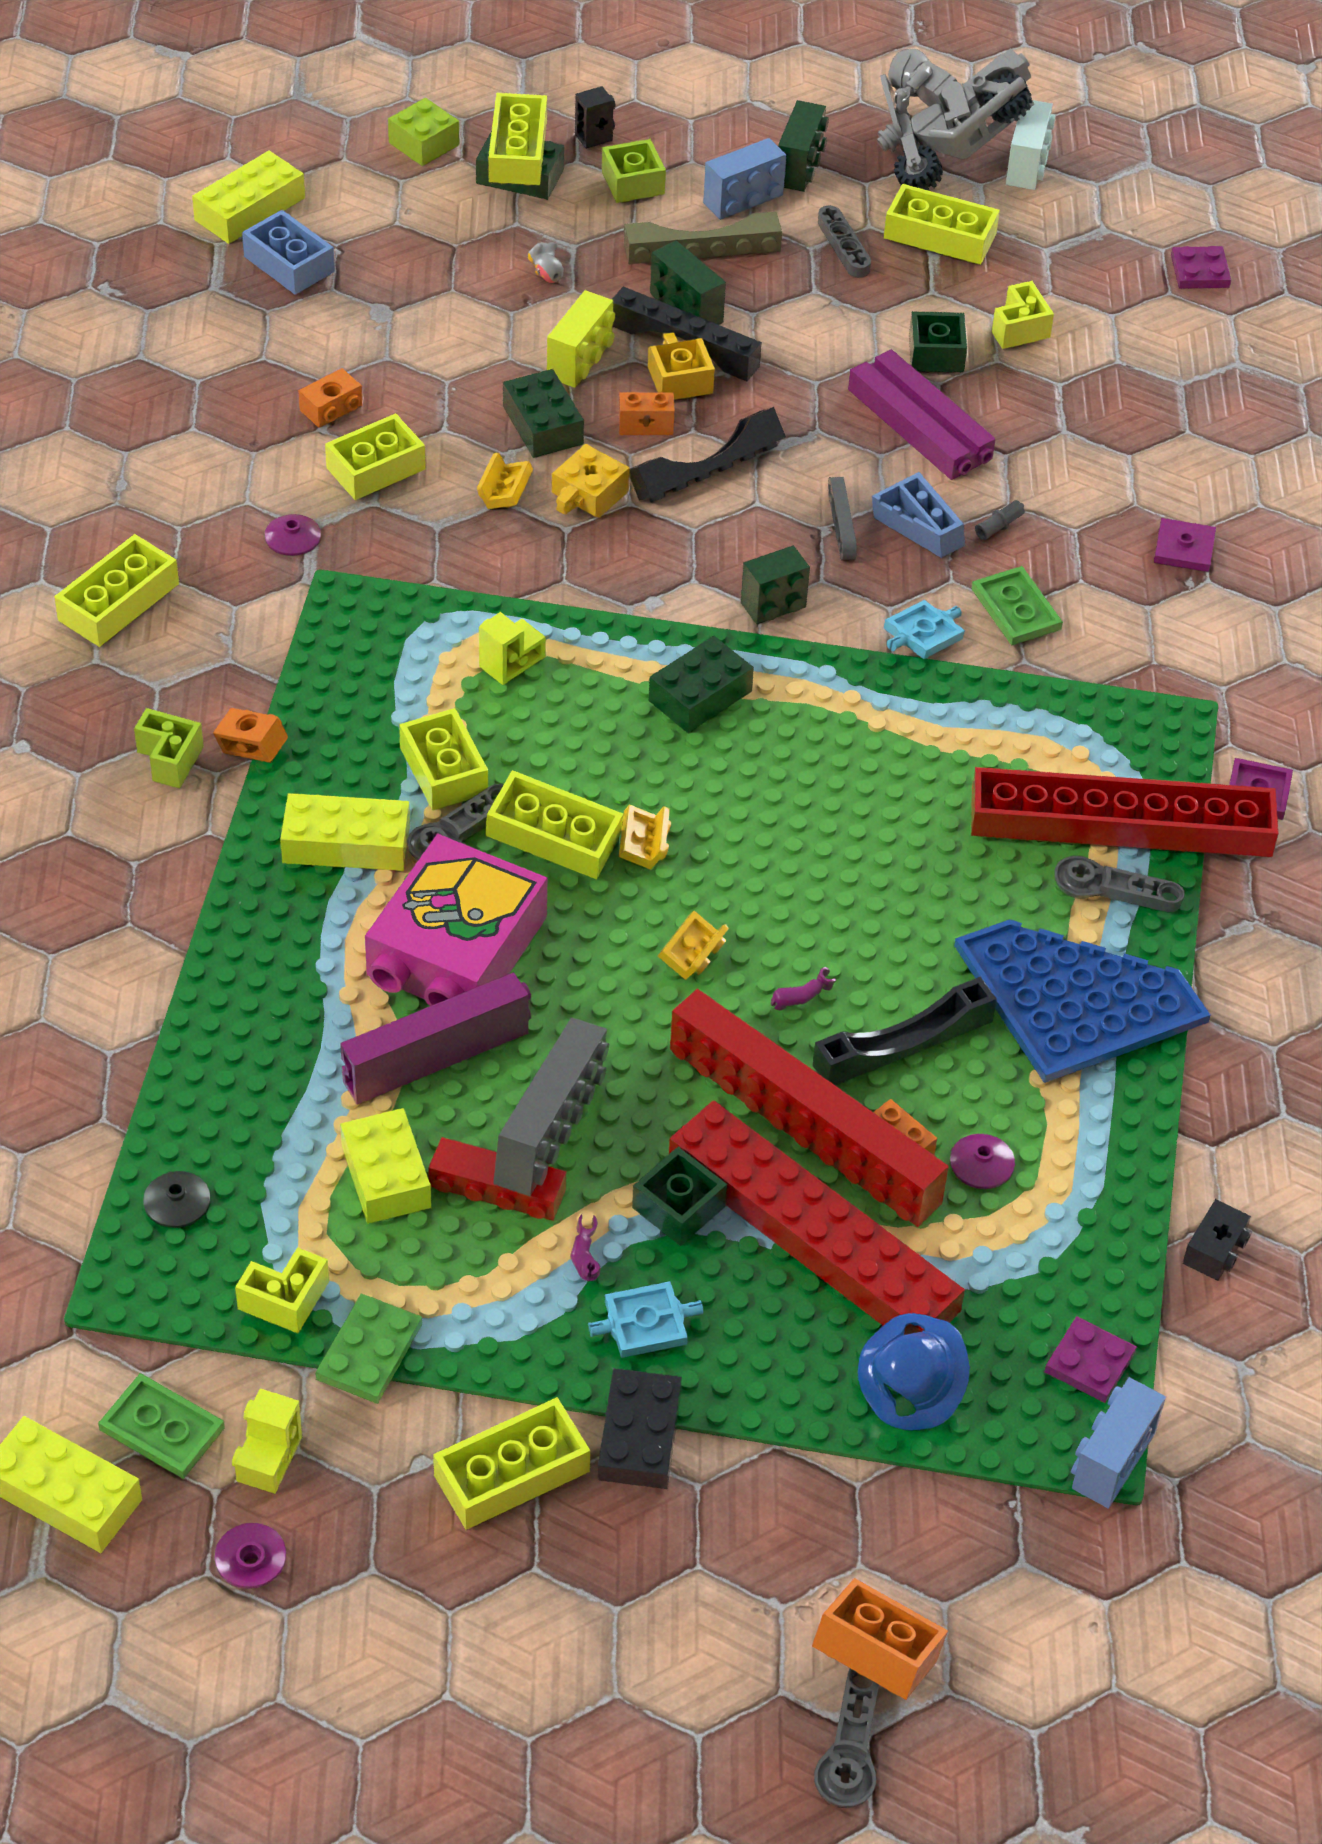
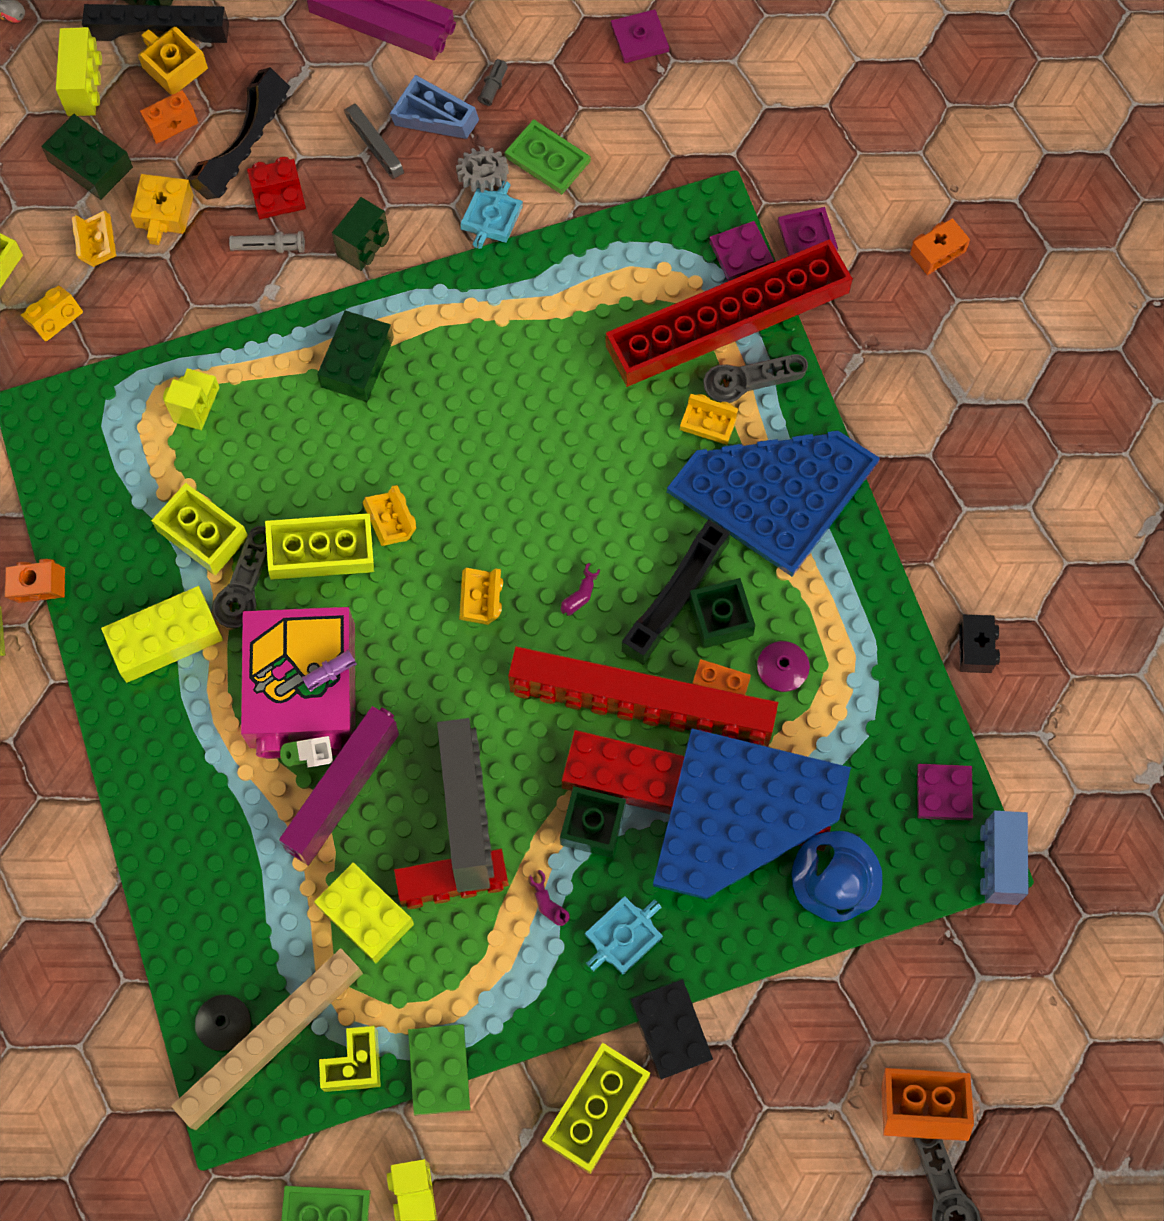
camera: 25 degrees left, 20 degrees up
(212, 1228) = (267, 1040): none -> tan brick
(421, 527) = (52, 312): none -> yellow bracket
(421, 982) = (309, 752): none -> white leg
(489, 918) = (329, 670): none -> medium lavender pin
(689, 560) = (279, 242): none -> light grey pin
(715, 516) = (276, 188): none -> red plate
(848, 1249) = (742, 810): none -> blue plate
(939, 586) = (482, 169): none -> light grey gear
(942, 1073) = (721, 613): none -> dark green brick
(1042, 898) = (709, 418): none -> yellow bracket
(1174, 762) = (740, 250): none -> magenta plate

